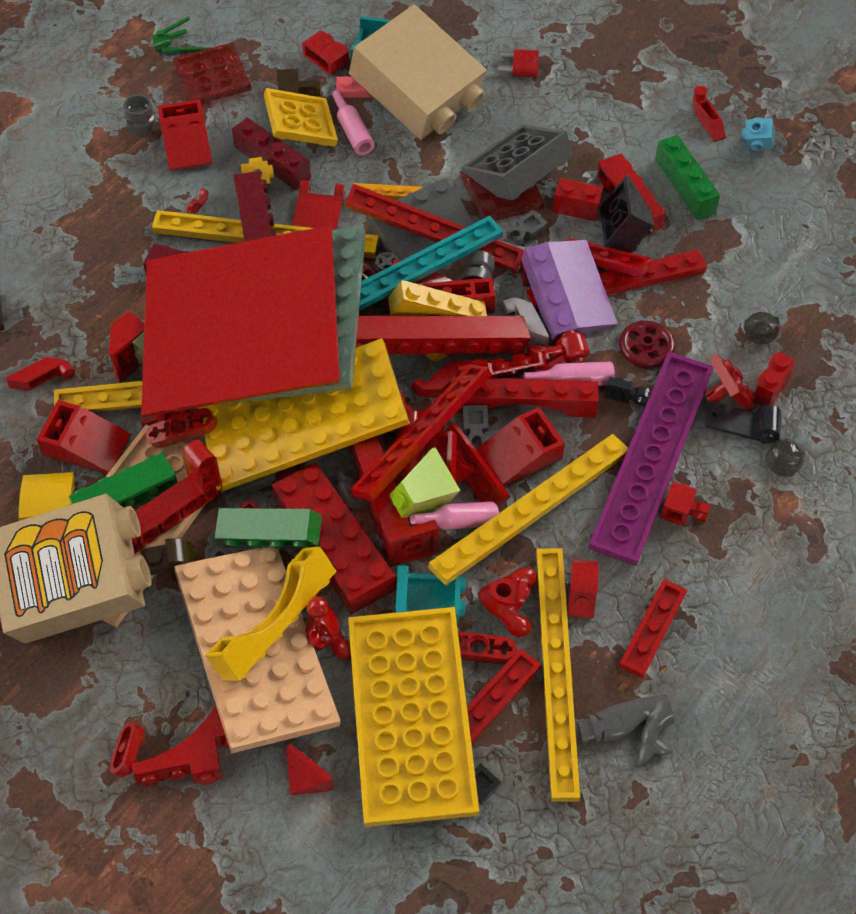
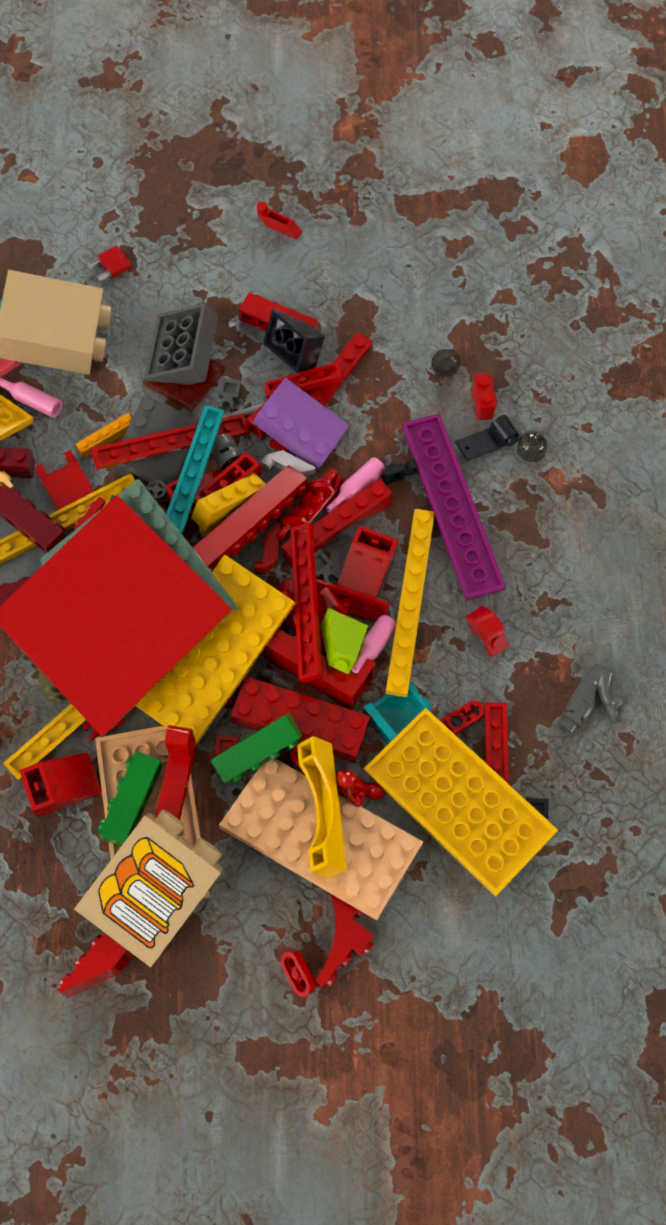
camera: 40 degrees left, 10 degrees up
(44, 493) = (72, 845): yellow slope -> none
(121, 347) = (24, 683): red slope -> none
(165, 557) = (206, 821): dark brown brick -> none
(170, 425) = (124, 739): red beam -> none
(305, 774) = (425, 893): red slope -> none
(507, 596) = (448, 672): red head -> none
(557, 677) = (519, 700): yellow plate -> none
(574, 346) = (339, 462): red head -> none
(578, 199) = (244, 346): red slope -> none
(642, 358) = (384, 412): dark red plate -> none
(652, 628) = (550, 625): red plate -> none
(681, 504) = (498, 527): red brick -> none
(687, 177) = (305, 280): green brick -> none
(730, 385) = (462, 420): red plate -> none
(759, 133) = (326, 214): medium azure brick -> none

